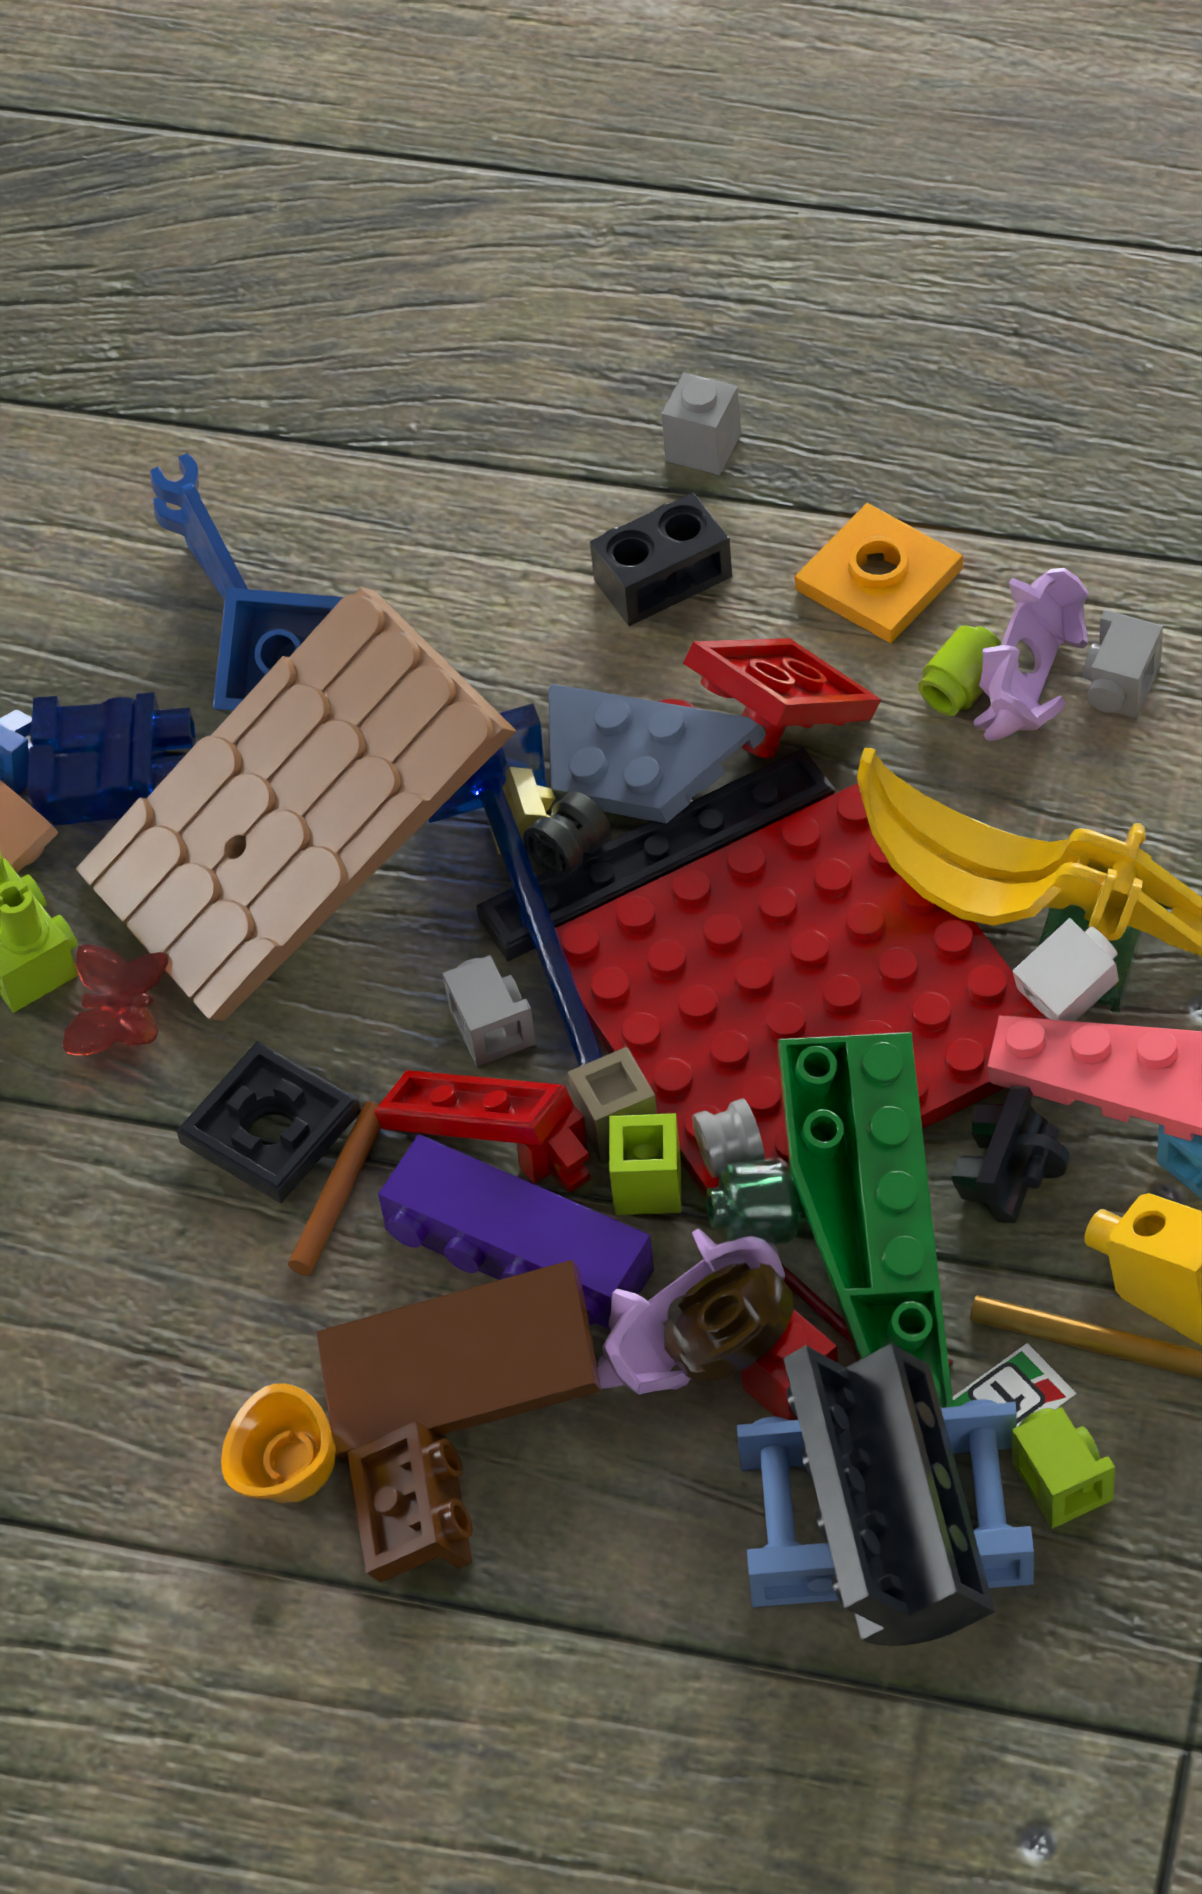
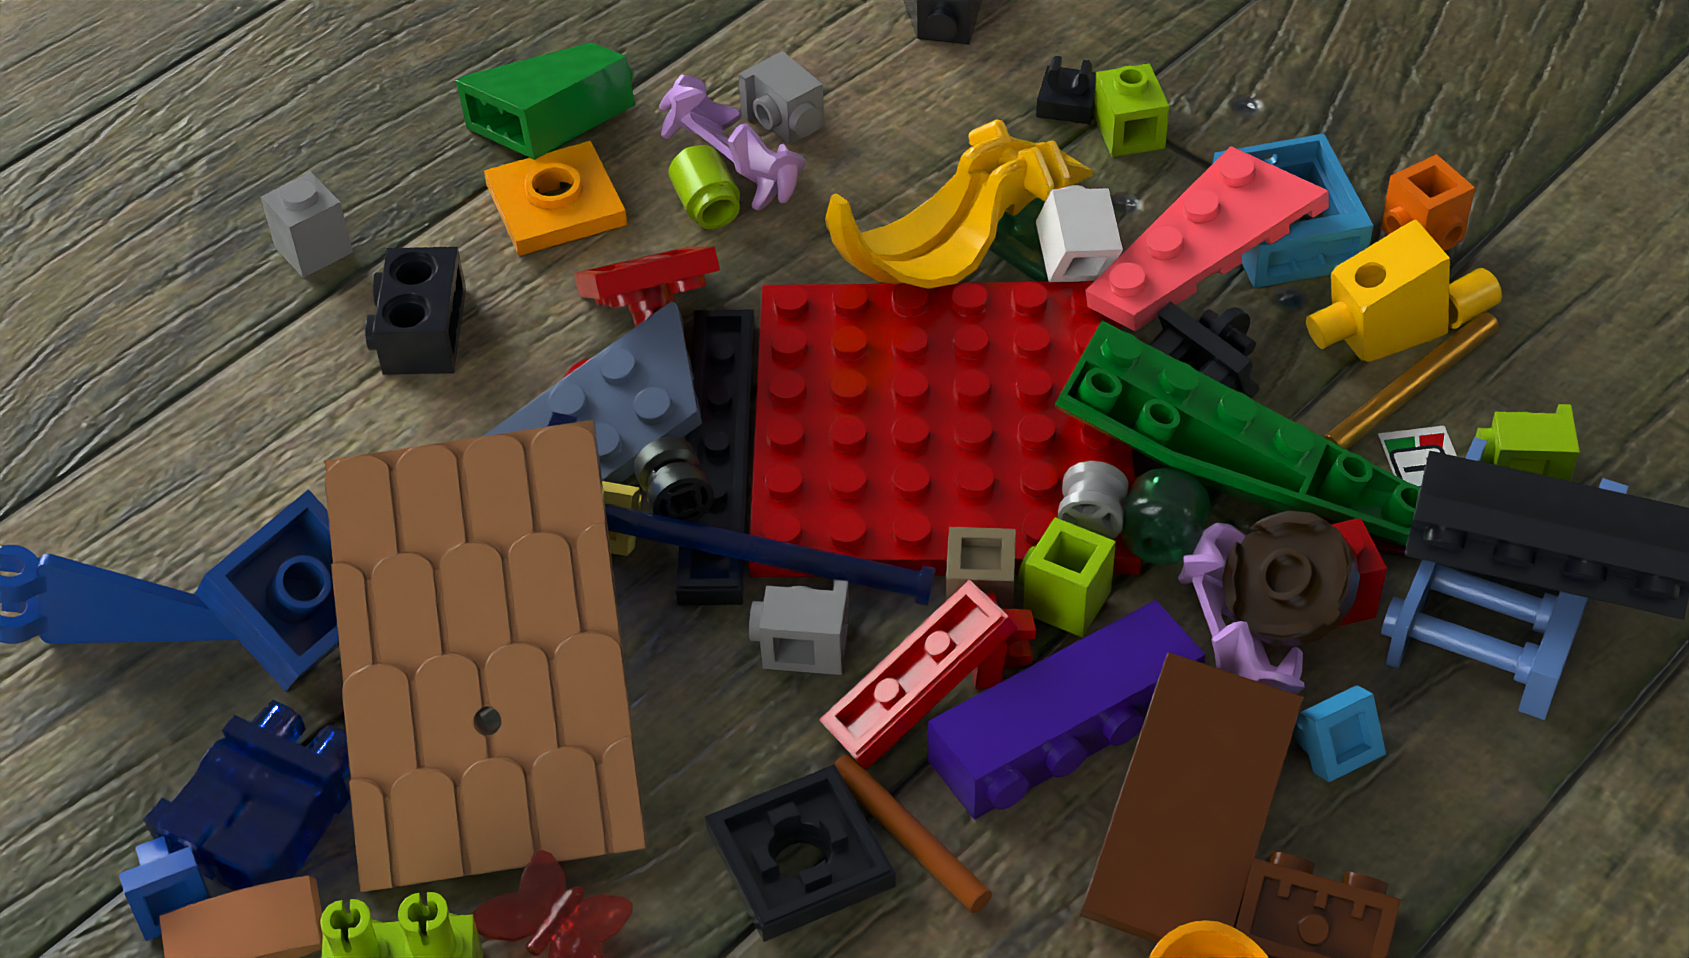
camera: 65 degrees left, 5 degrees down
(612, 1443) = (1341, 733): none -> dark azure tile
(985, 494) = (547, 97): none -> green slope

